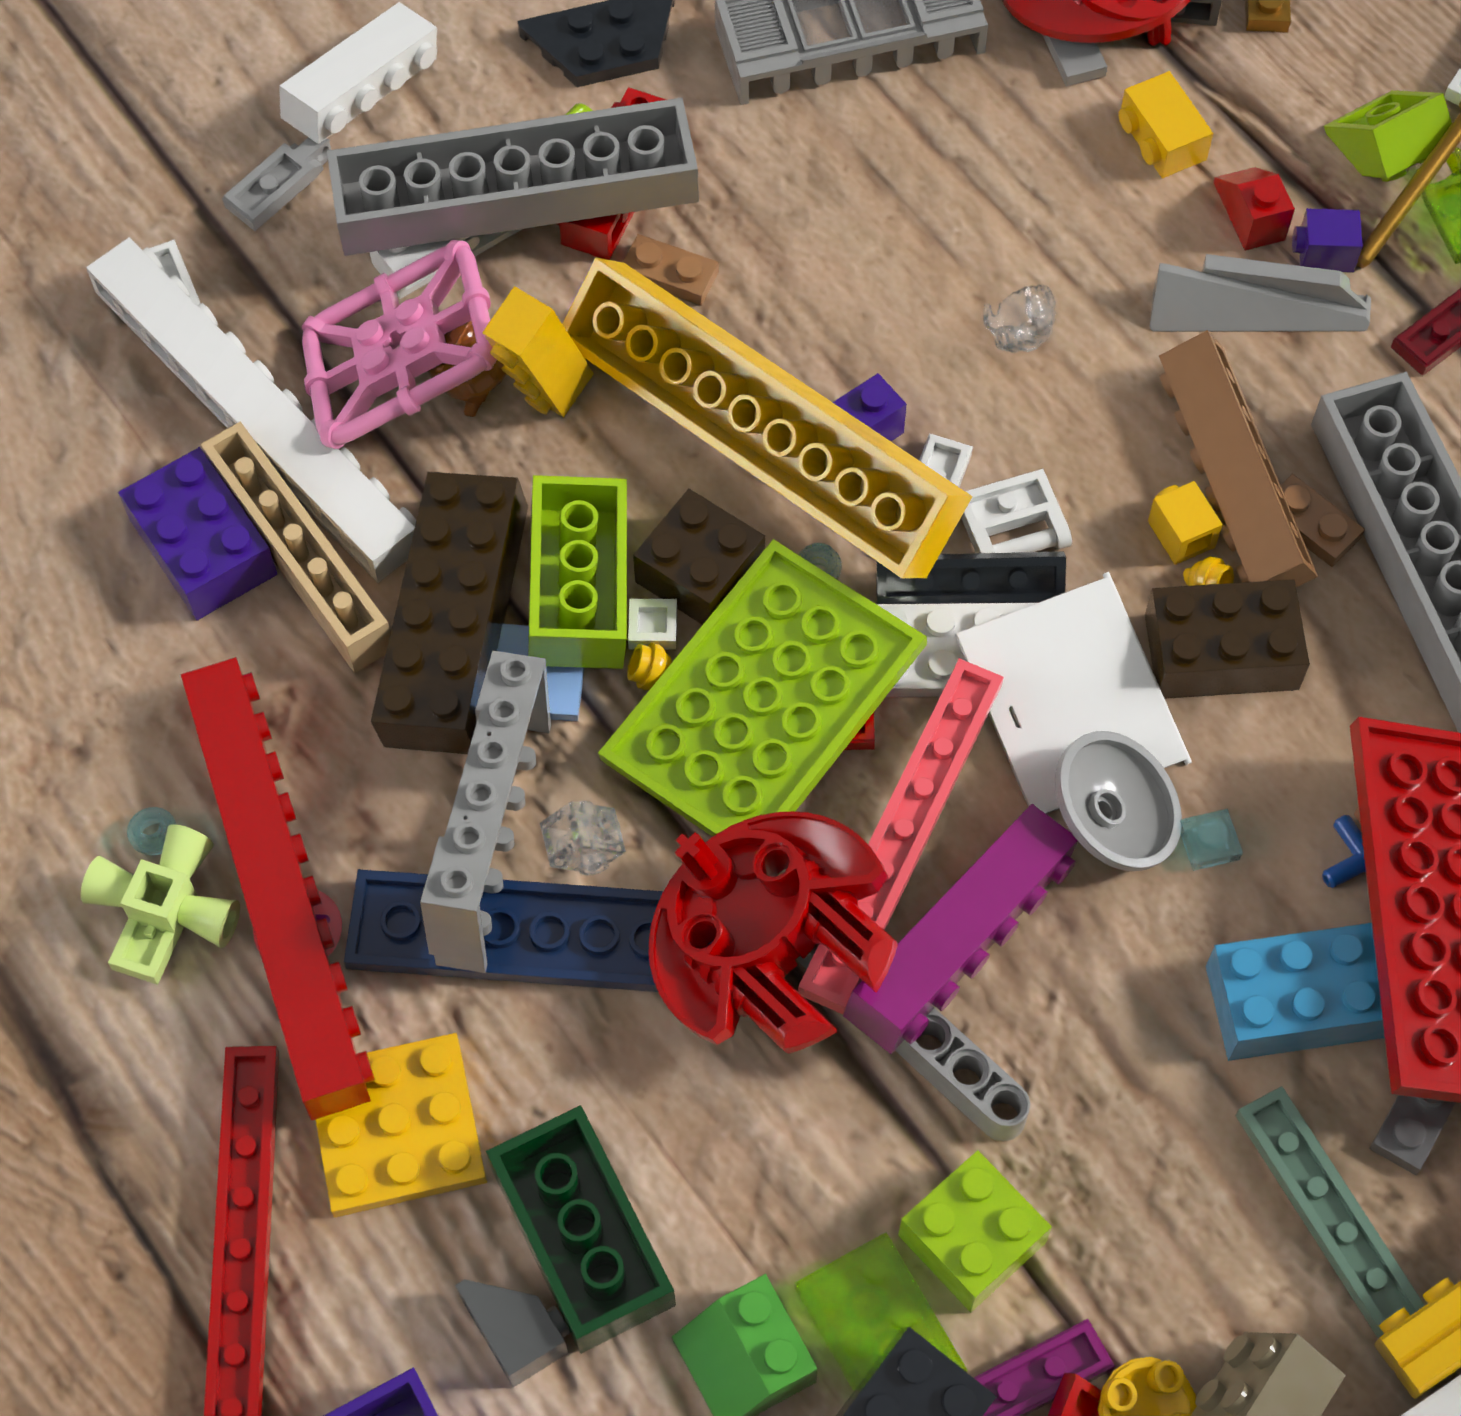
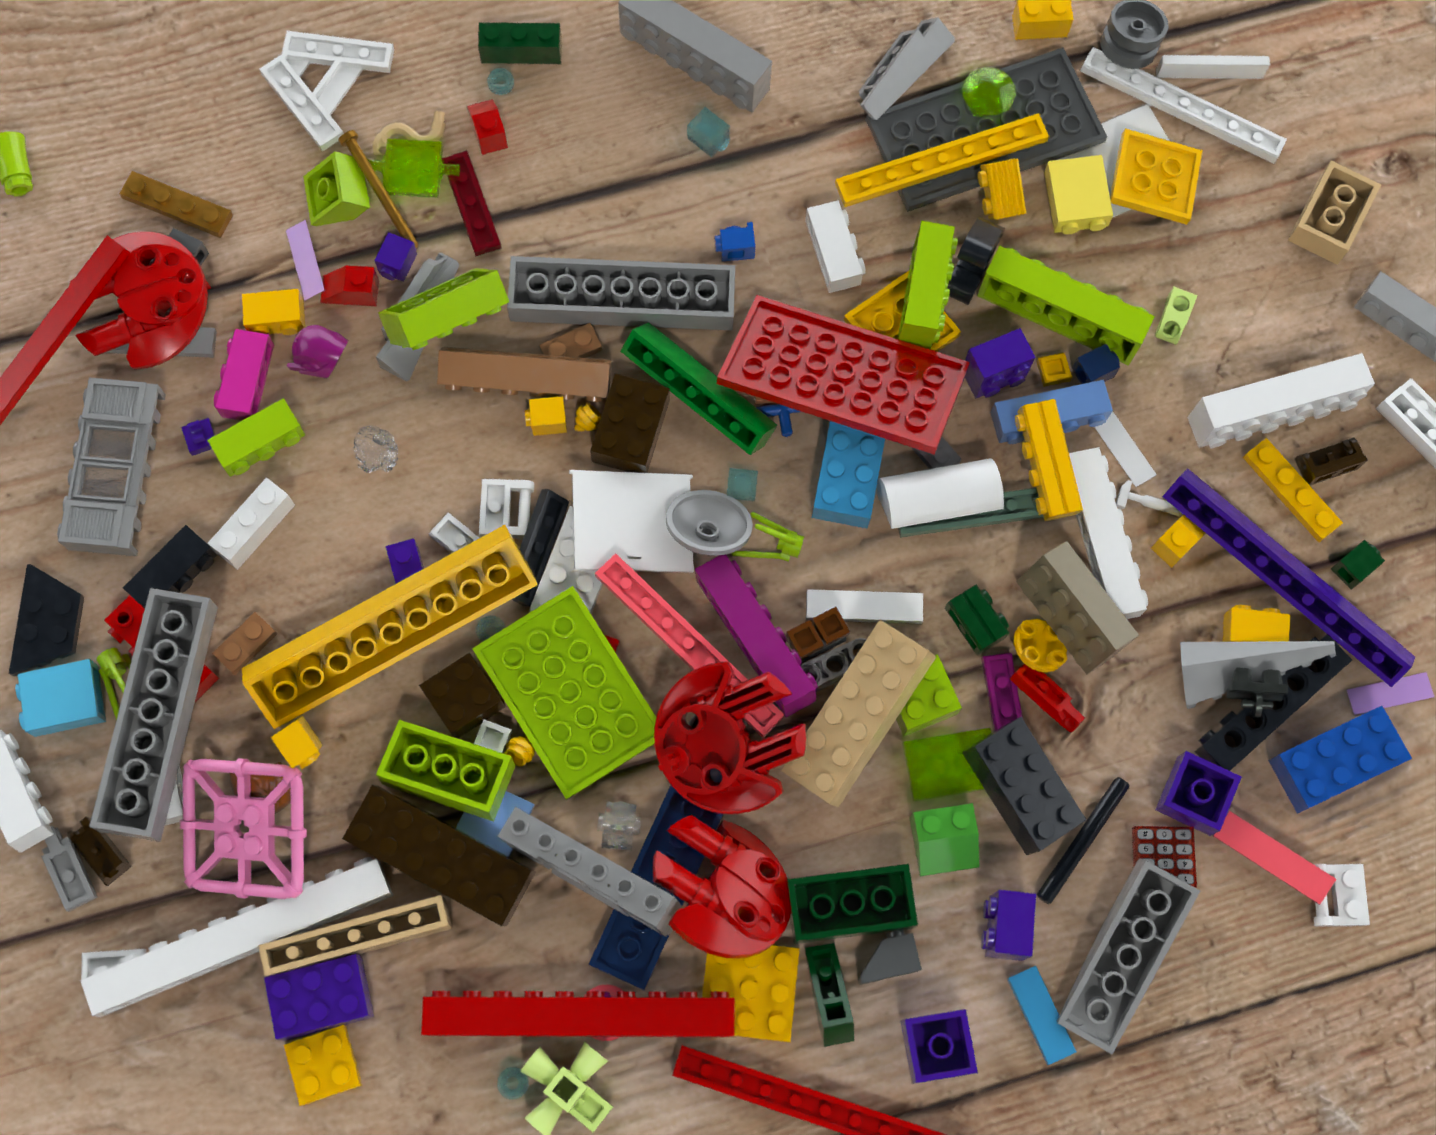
camera: 75 degrees left, 10 degrees up
(108, 577) = (322, 1065): none -> yellow plate
(311, 216) = (99, 852): none -> dark brown hinge
(422, 1247) = (829, 995): none -> dark green slope
(504, 80) = (60, 698): none -> medium azure brick
(530, 1022) = (743, 901): none -> red piece
(743, 144) = (172, 566): none -> black brick
(841, 209) = (251, 523): none -> white brick
(897, 1127) = (859, 713): none -> tan brick
(942, 109) = (197, 434): none -> dark purple tile
(971, 171) = (256, 438): none -> lime brick
(1004, 1030) = (819, 635): none -> reddish brown hips
(1054, 125) = (243, 374): none -> dark pink brick
(1091, 1098) = (867, 605): none -> white tile
(1132, 192) = (316, 351): none -> magenta helmet
(1143, 940) = (789, 541): none -> lime plant
(1146, 1286) = (977, 619): none -> dark green brick
(1266, 136) = (305, 260): none -> lavender sticker
(1276, 312) = (444, 308): none -> lime brick
(1337, 1144) = (941, 493): none -> white brick
(1340, 685) = (698, 388): none -> green brick

